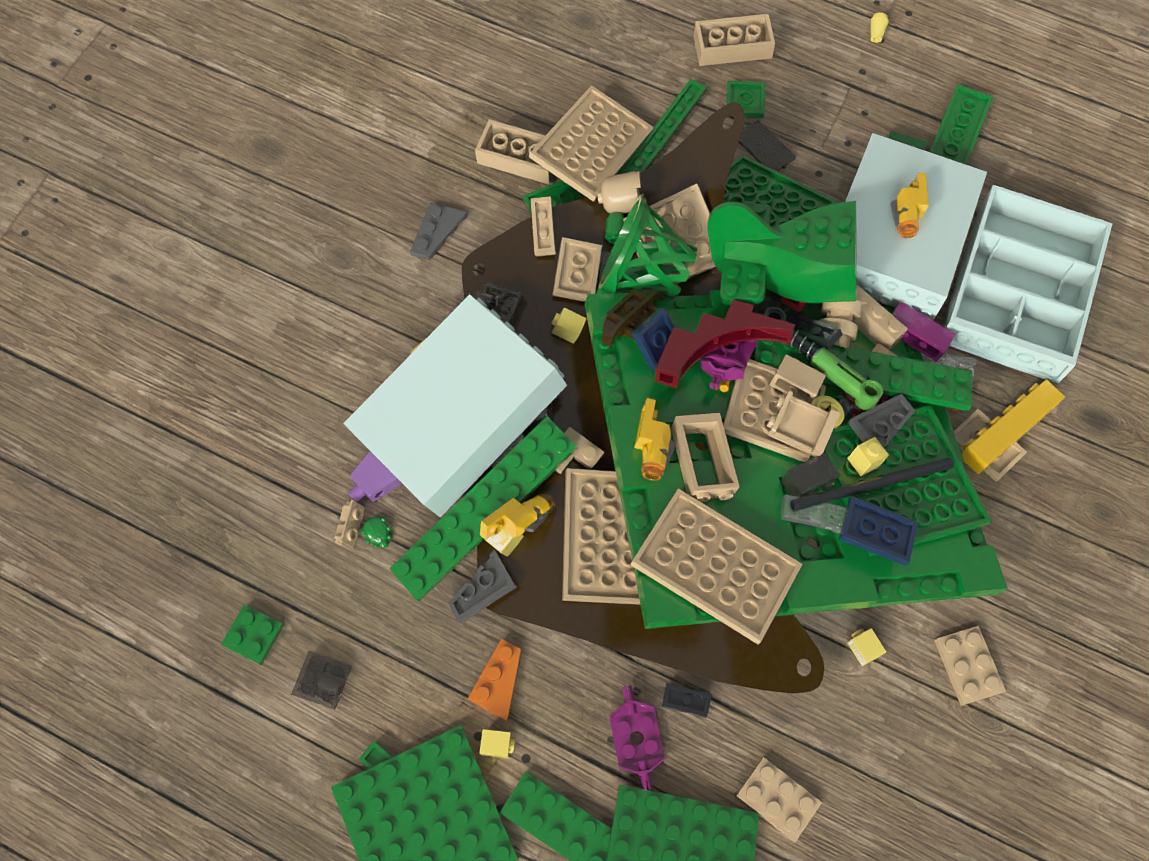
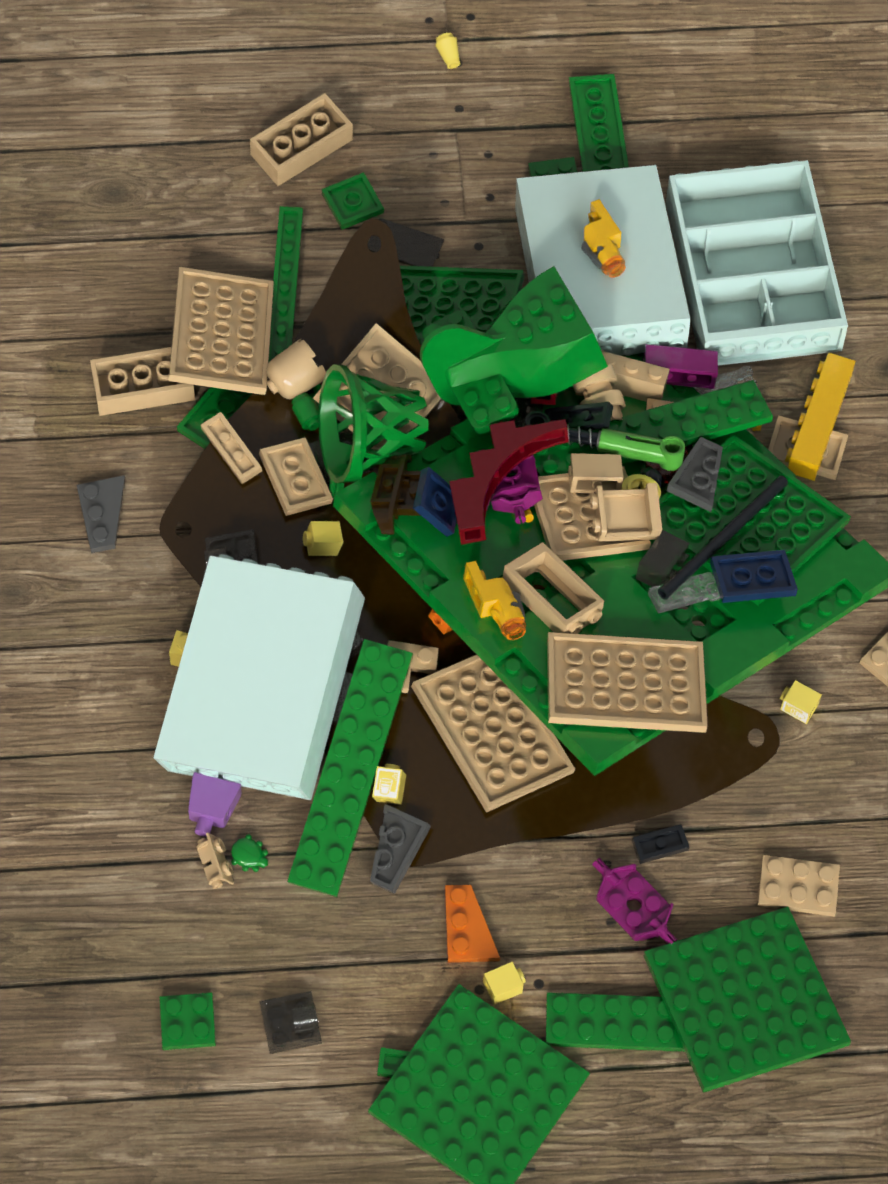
camera: 35 degrees left, 5 degrees down
(517, 517) = (395, 754): yellow plate -> none
(868, 456) = (704, 512): light yellow brick -> none

